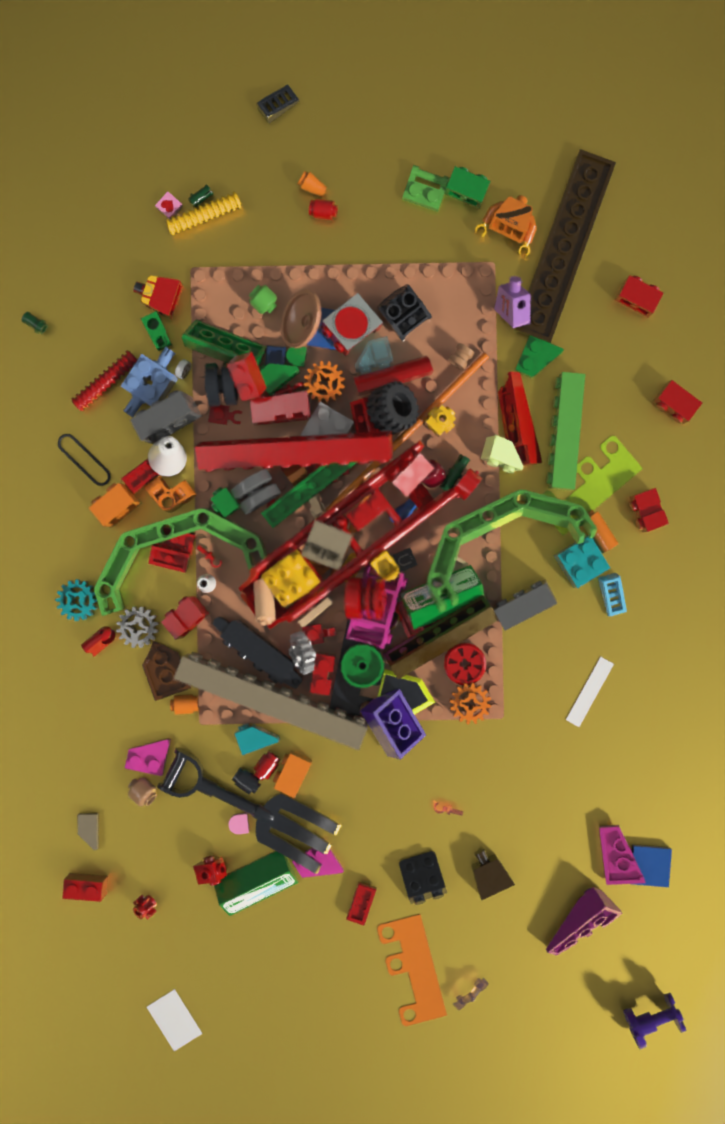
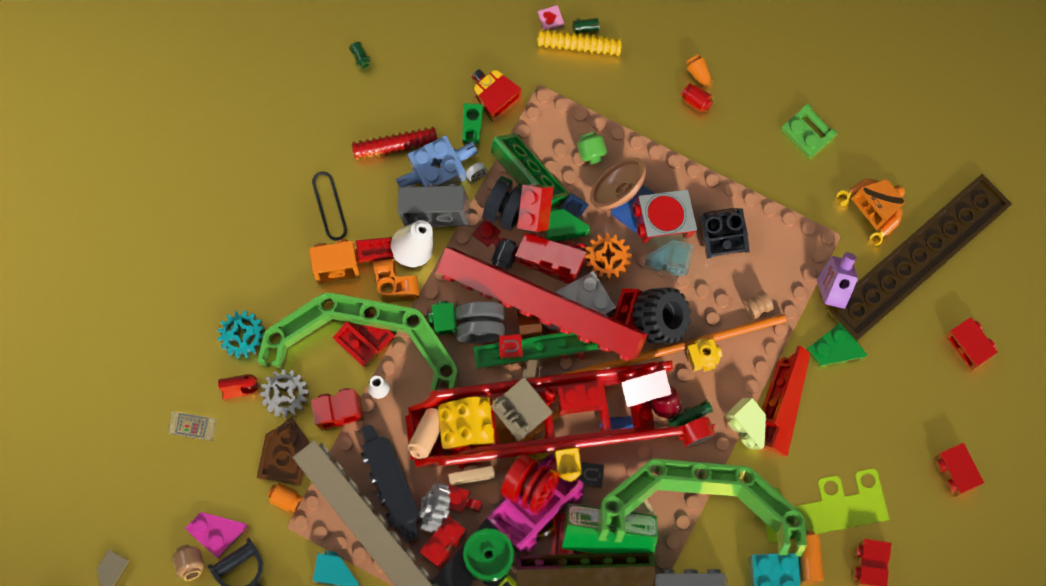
camera: 30 degrees right, 15 degrees down
(83, 689) = (192, 426): none -> clear tile
(208, 556) = (396, 361): red hand -> none
(243, 425) = (504, 254): none -> black brick
(290, 498) = (510, 346): none -> red tile
(296, 356) = (595, 218): green tile -> none
(400, 372) = (694, 290): red brick -> none
(467, 186) = (851, 150): green brick -> none
(566, 431) = (827, 438): bright green brick -> none

